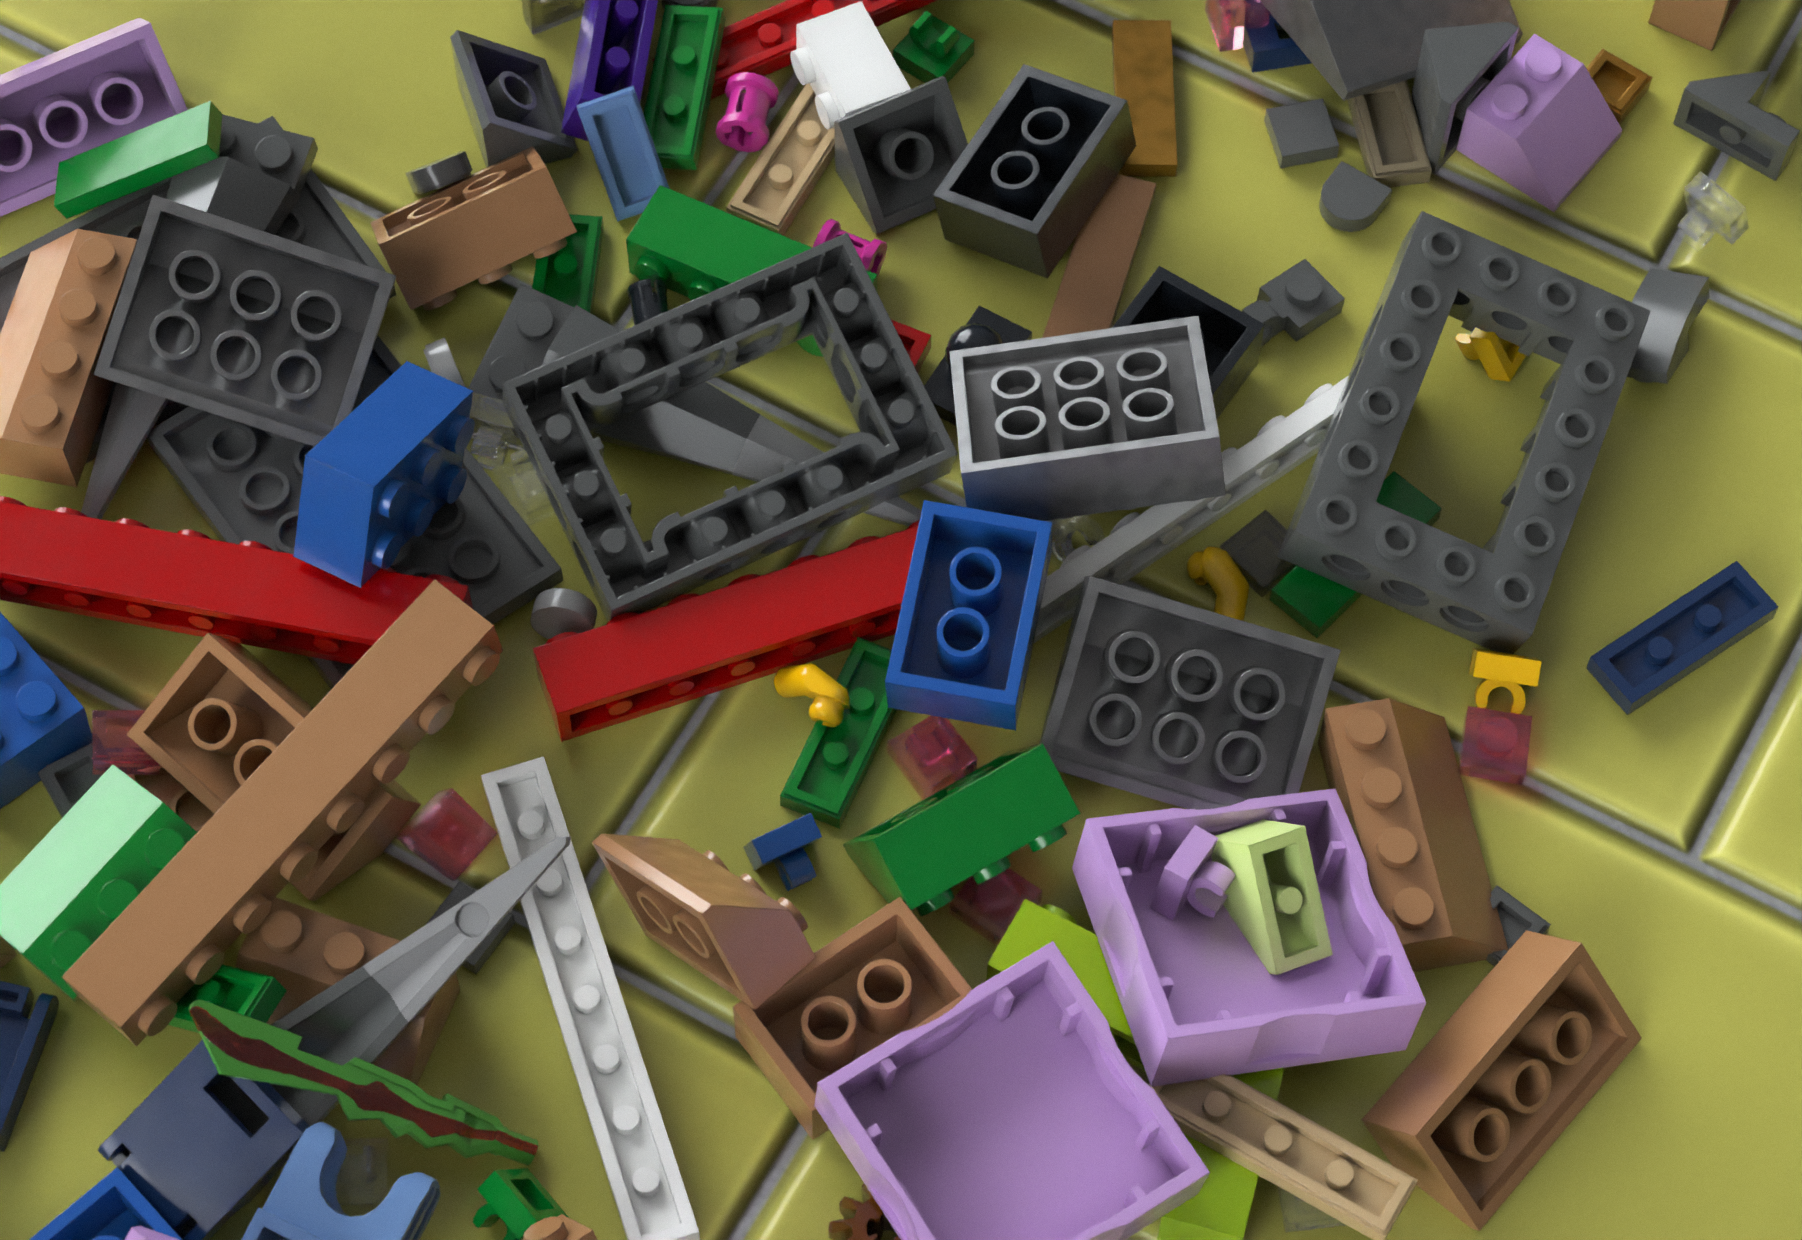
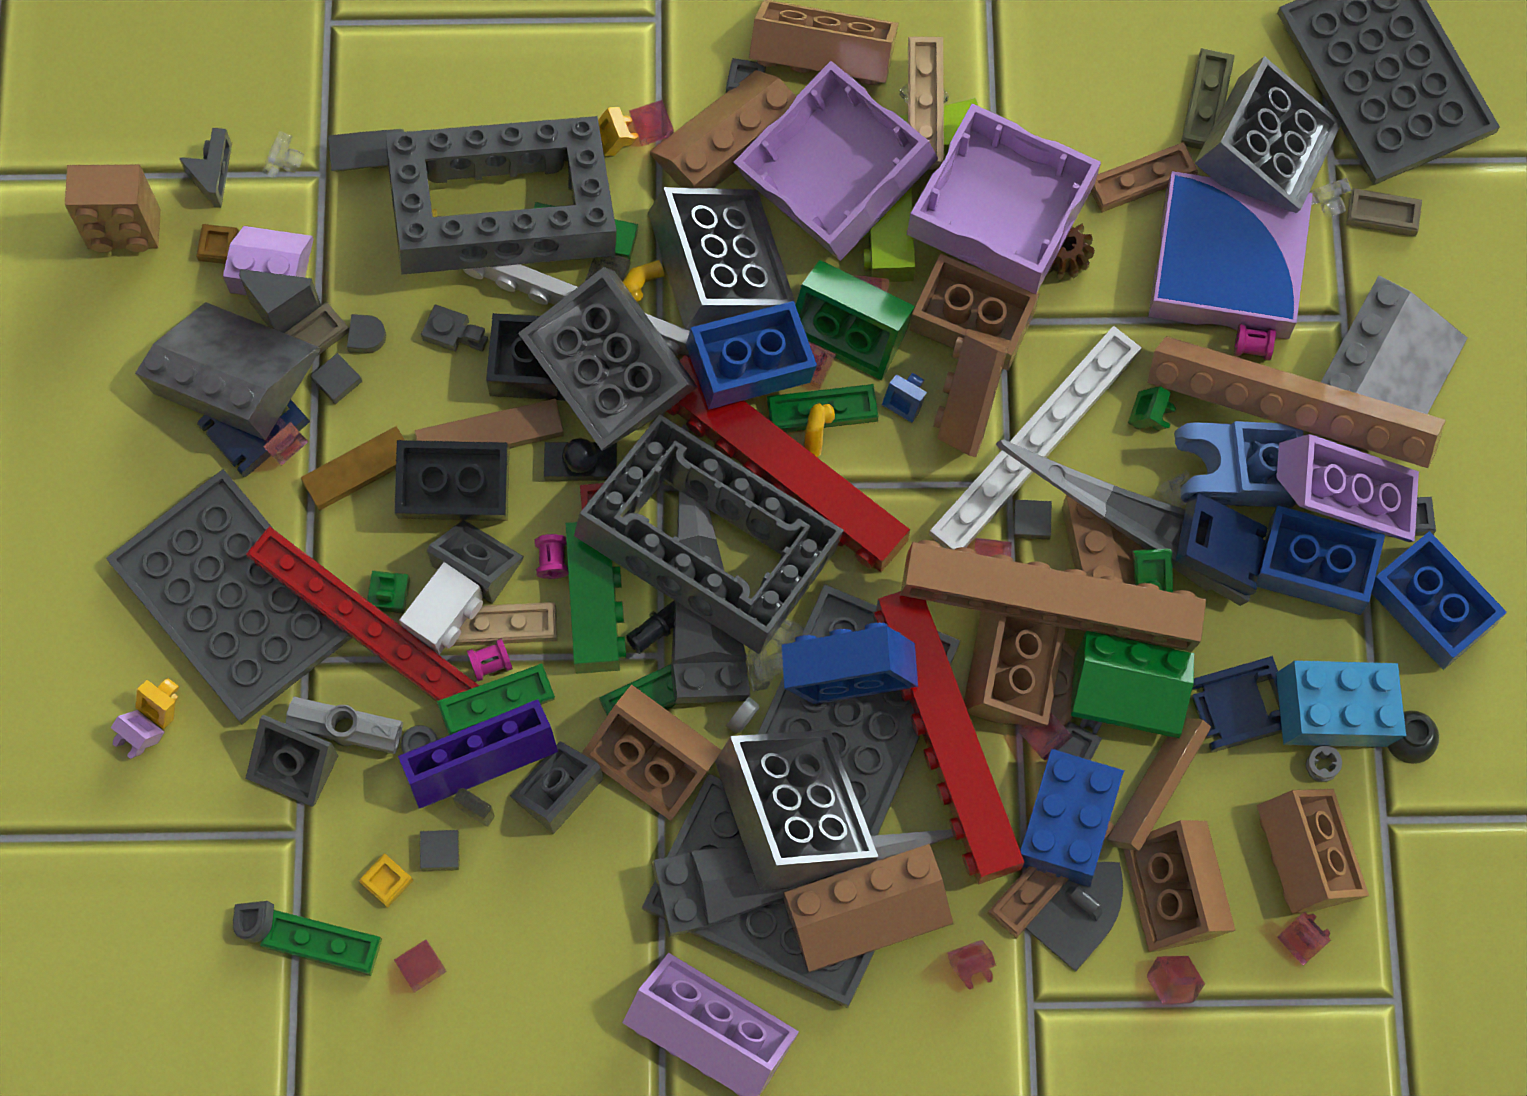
camera: 120 degrees left, 10 degrees up
(138, 160) = (723, 945): green tile -> none
(366, 1092) = (1154, 488): bright green sword -> none
(440, 173) = (622, 796): dark grey tile -> none
(562, 611) = (846, 570): light grey tile -> none
(623, 150) = (562, 696): medium blue tile -> none
(1193, 878) = (821, 197): lavender tile -> none
(1275, 893) = (804, 162): yellowish green slope -> none
(1681, 637) = (545, 65): dark blue plate -> none

